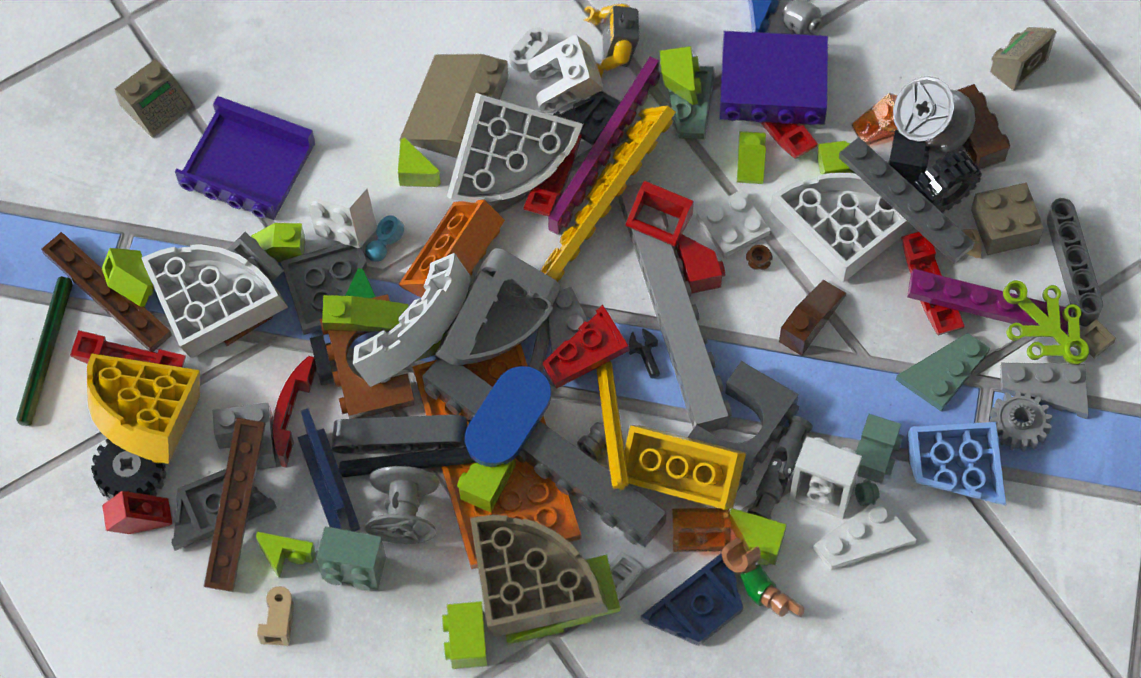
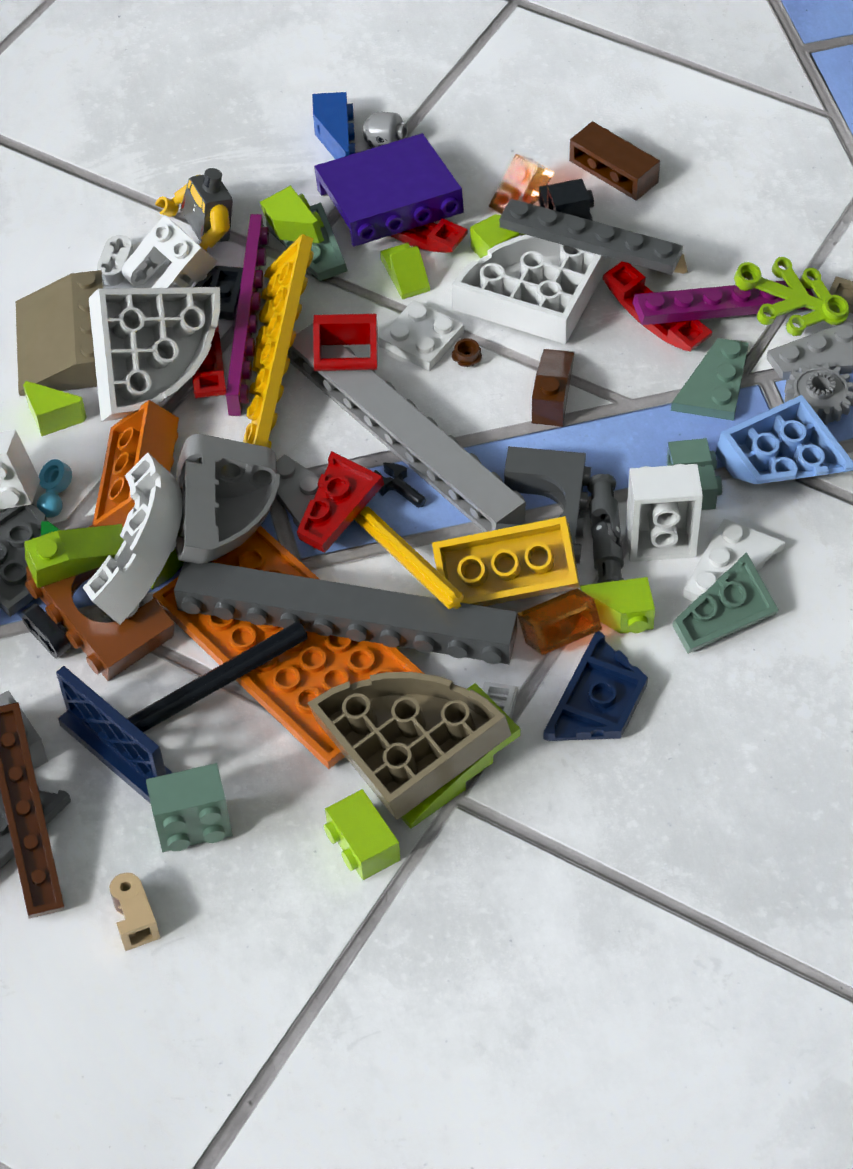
camera: 25 degrees left, 10 degrees down
(278, 548) = (95, 837): lime slope -> none
(299, 380) = (31, 663): red slope -> none
(398, 434) = (176, 663): dark grey beam -> none
(403, 487) = (212, 712): light grey piece -> none
(484, 484) = (299, 667): lime slope -> none
(508, 416) = (292, 589): blue tile -> none
(593, 443) = (397, 579): flat silver wheel -> none
(700, 265) = (412, 379): red slope -> none
(756, 581) = (647, 648): nougat piece -> none
(839, 575) = (726, 607): none -> sand green wing
(866, 493) = (710, 520): sand green plate -> none
(934, 114) = (570, 149): light grey piece -> none
(949, 180) = (622, 202): black wheel -> none
(1007, 218) = (696, 222): dark tan brick -> none
(1022, 56) = (623, 84): dark tan slope -> none
(1074, 250) = (780, 233): dark grey beam -> none

